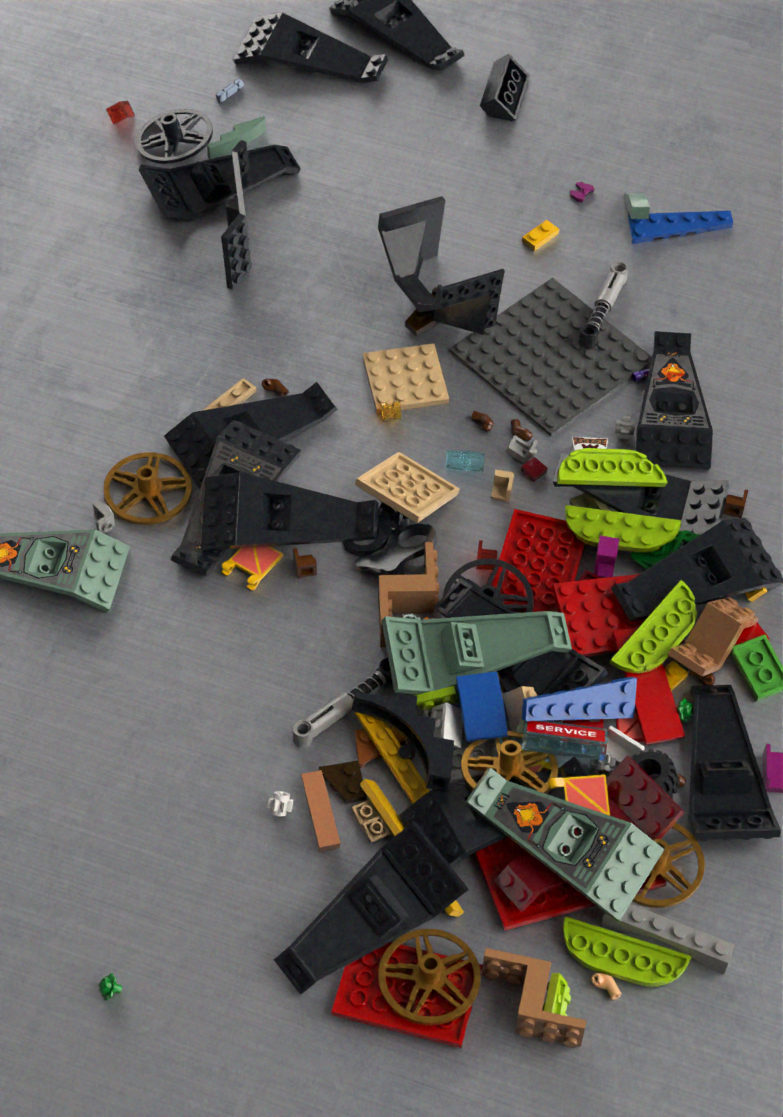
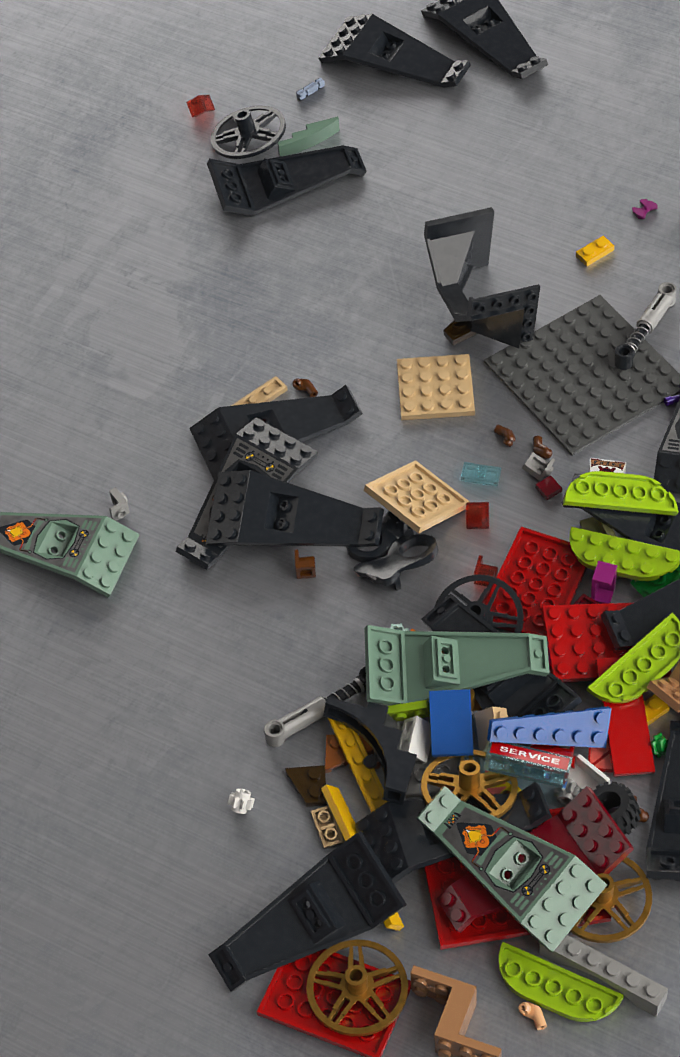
camera: 15 degrees right, 0 degrees up
(109, 986) = (48, 963): green plant -> none
(147, 486) = (166, 477): pearl gold wheel -> none
(235, 239) = (287, 237): black wing -> none
(254, 561) = (257, 559): flag -> none
(320, 811) = (279, 812): nougat slope -> none
(388, 411) = (413, 419): clear yellow wheel -> none
(409, 592) = (401, 602): medium nougat bracket -> none
(469, 501) = (477, 515): none -> clear red panel
(502, 485) = (514, 502): tan panel -> none
(505, 89) = (583, 101): black slope -> none
(557, 995) = (480, 1021): lime plate -> none
(584, 791) = (538, 819): coral flag -> none
(625, 427) = (647, 452): light grey gear -> none

